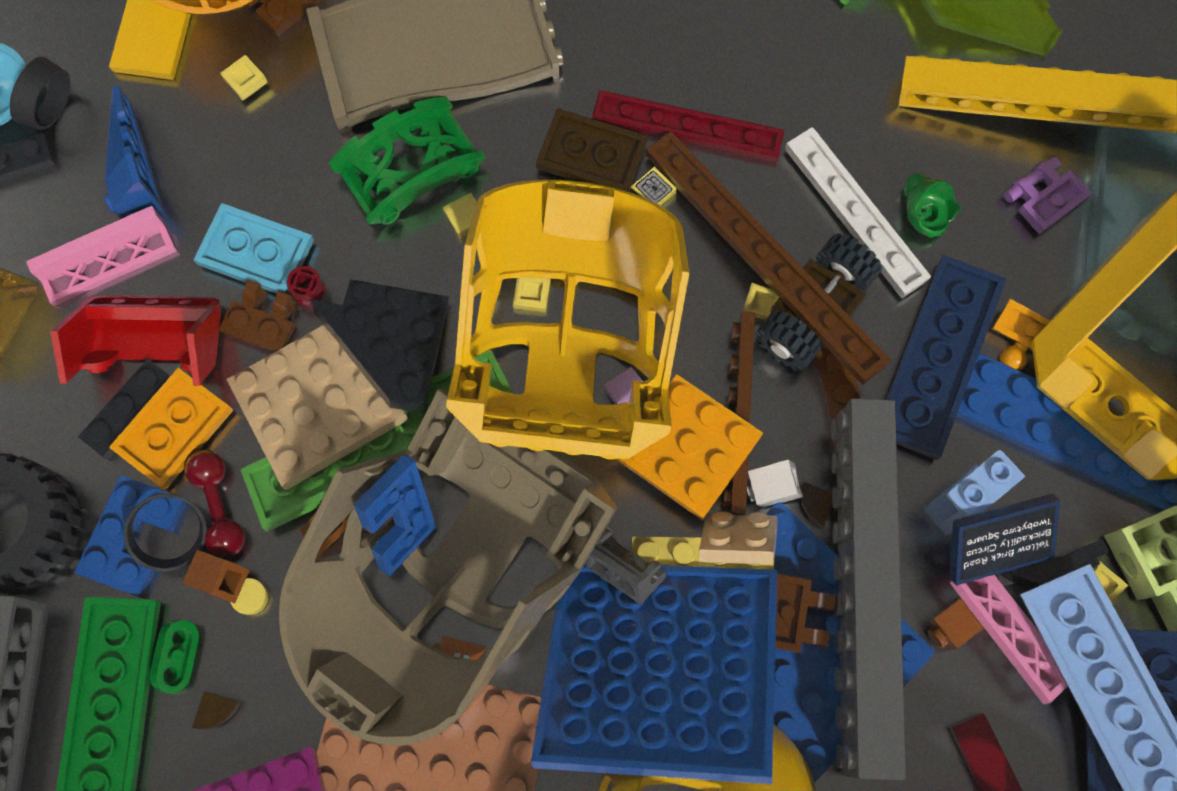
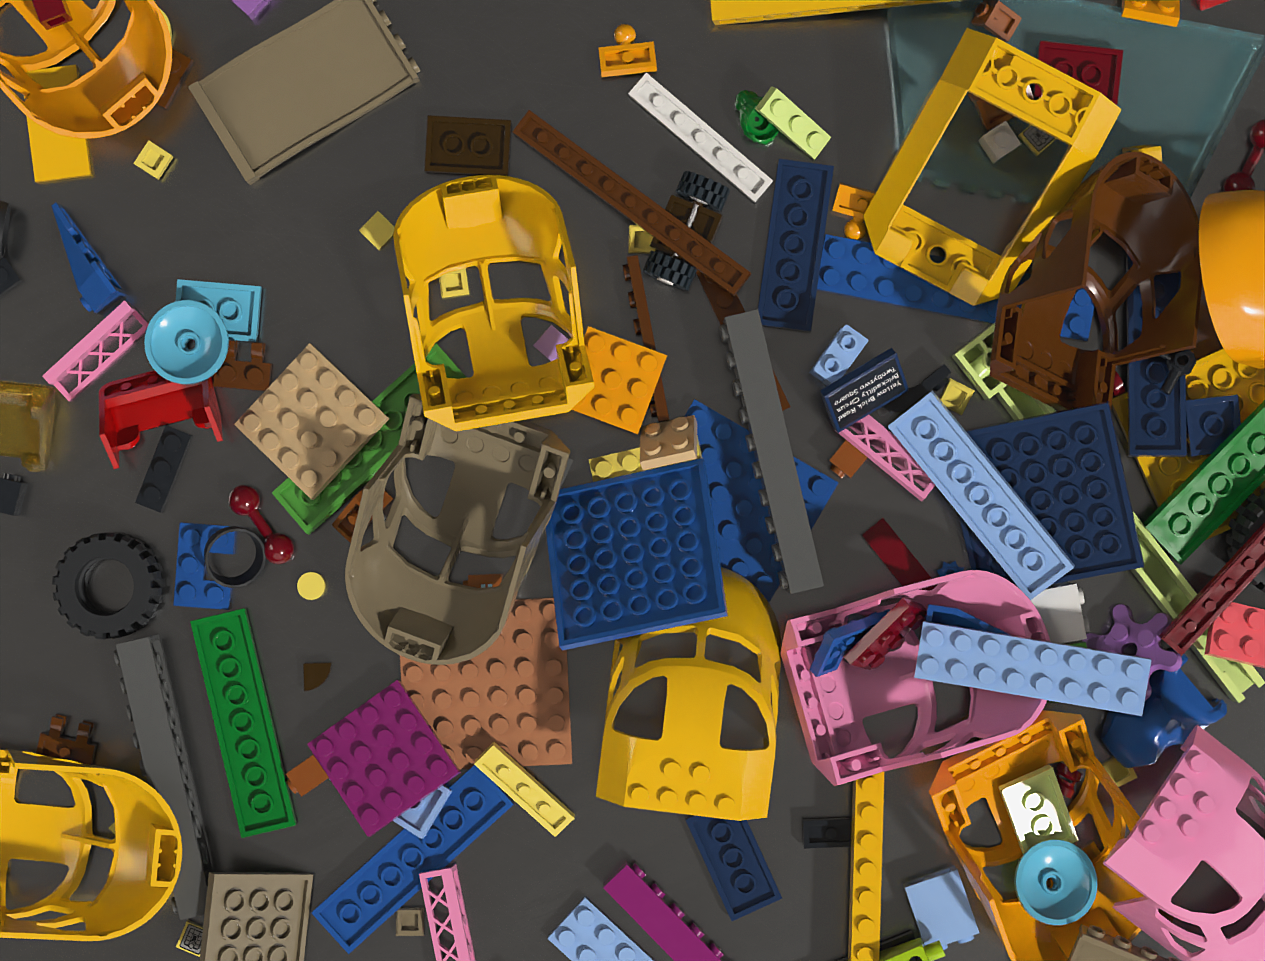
camera: 15 degrees left, 15 degrees up
(171, 429) = (205, 475): light orange plate -> none
(176, 657) = (272, 644): green plate -> none
(191, 254) = (168, 339): none -> medium azure dish
(215, 576) = (283, 579): dark orange brick -> none
(309, 291) = (275, 329): dark red wheel -> none
(359, 156) = (279, 205): green fence -> none
(389, 337) = (353, 355): black wing -> none
(403, 497) = (408, 487): blue plate -> none
(624, 568) = (589, 487): dark grey hinge -> none
(654, 187) = (528, 164): tile -> none
(689, 126) = (541, 96): dark red tile -> none
(774, 484) = (687, 389): white brick -> none
(792, 605) = (720, 481): reddish brown plate -> none
(794, 106) = (627, 57): none -> light orange plate
(816, 503) = (722, 393): dark brown tile -> none
(970, 217) = (793, 122): none -> yellowish green plate
(1053, 202) = (861, 83): medium lavender plate -> none

